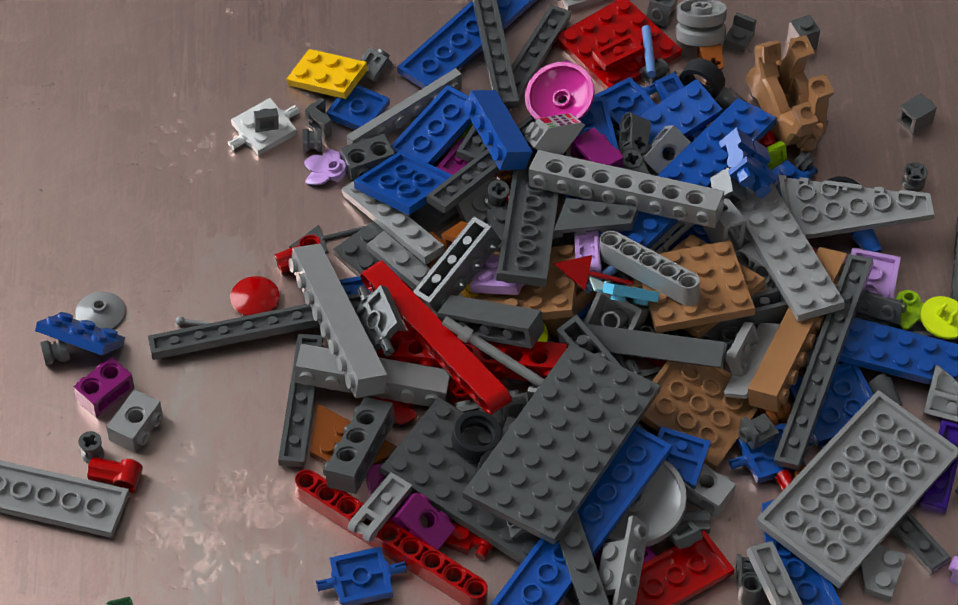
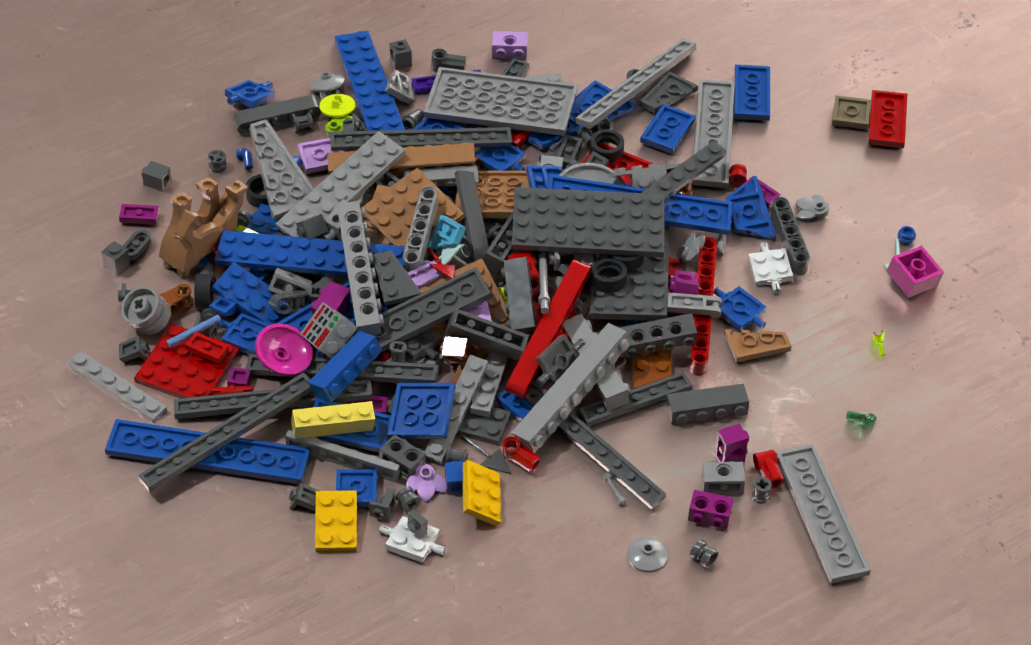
camera: 120 degrees left, 5 degrees down
(80, 333) = (683, 540): blue plate -> none
(160, 439) = (732, 444): none -> magenta brick
(242, 462) = (707, 404): none -> dark grey brick
(254, 296) = (570, 468): red dish -> none
(271, 196) = (481, 493): none -> yellow plate
(295, 563) = (756, 345): none -> medium nougat wing
(310, 189) = (454, 477): none -> blue brick
(337, 203) = (456, 455): none -> dark grey bush
(438, 100) = (332, 420): none -> light yellow brick
(483, 568) = (691, 248): none -> light grey plate
(557, 55) = (232, 389): none -> red pin
(706, 580) = (607, 136): none -> black tyre
(737, 525) = (567, 147): none -> dark grey wing
(748, 162) = (296, 212): blue hips -> none
(757, 431) = (493, 159): dark grey bracket -> none
(821, 63) = (134, 244): none -> dark grey plate
(864, 80) = (139, 214): none -> magenta plate
(940, 278) = (296, 125): none -> dark grey bush

